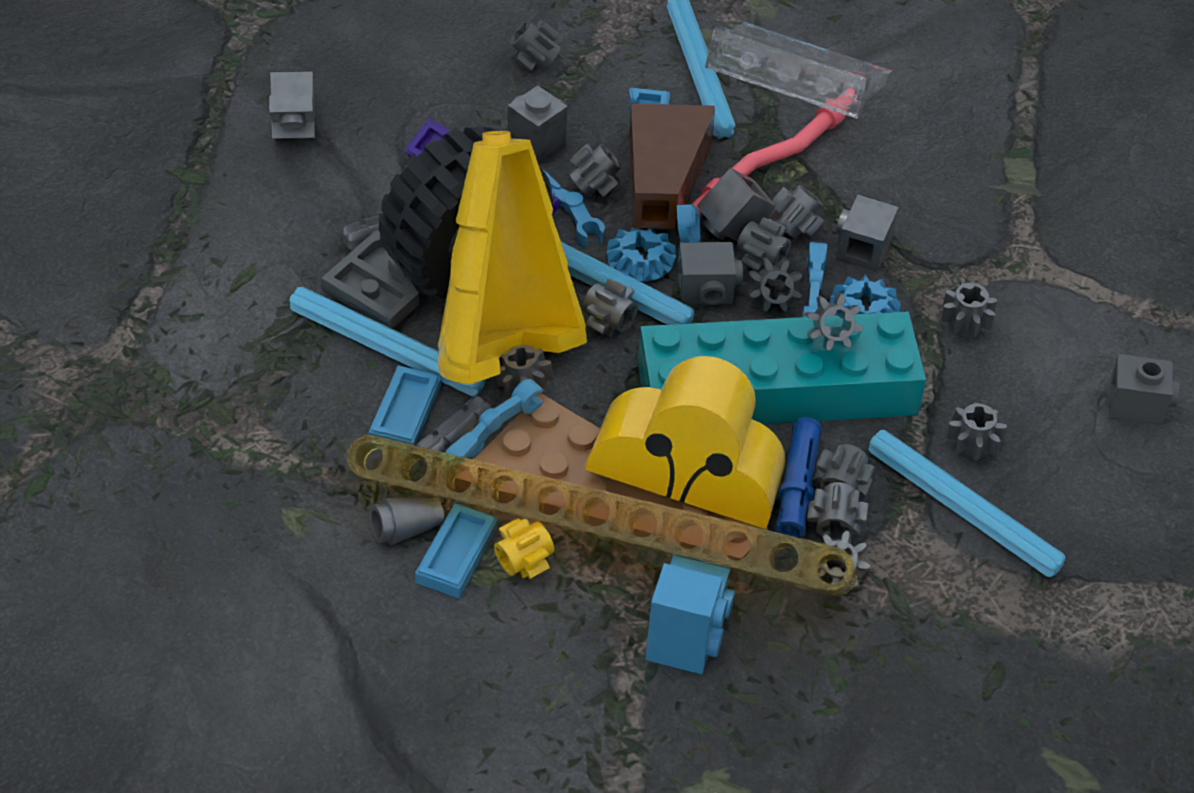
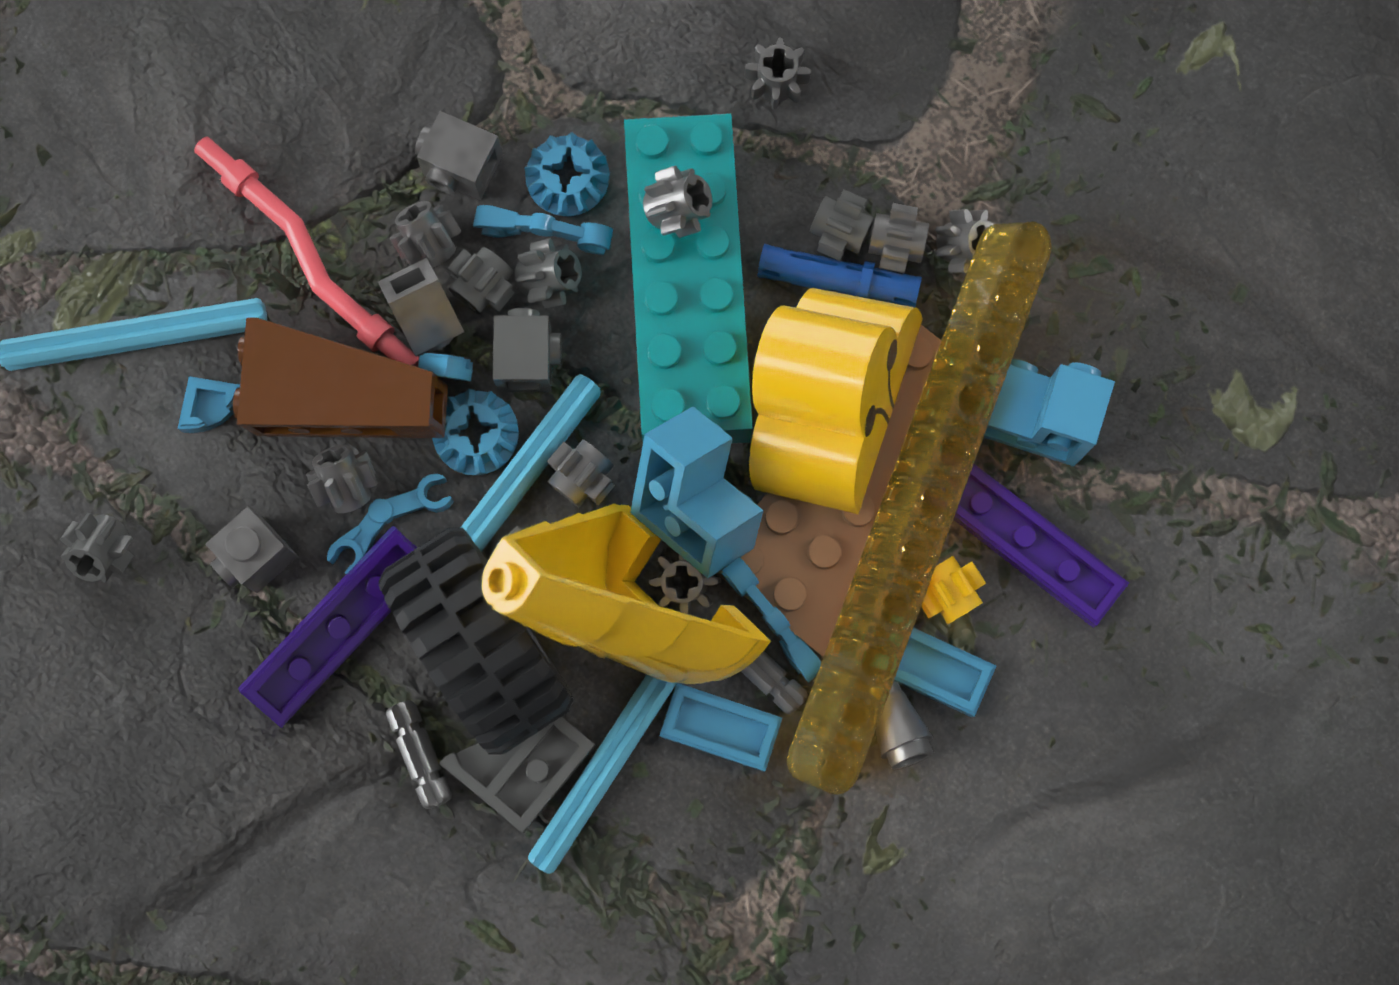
camera: 85 degrees left, 30 degrees up
(292, 105) = (201, 879): flat silver brick -> none
(574, 617) = (1038, 548): none -> dark purple tile
(595, 356) = (685, 494): none -> dark azure brick
(795, 68) = (183, 220): clear fence -> none
(967, 503) = (868, 102): medium azure axle -> none
(969, 309) = (589, 41): flat silver gear -> none

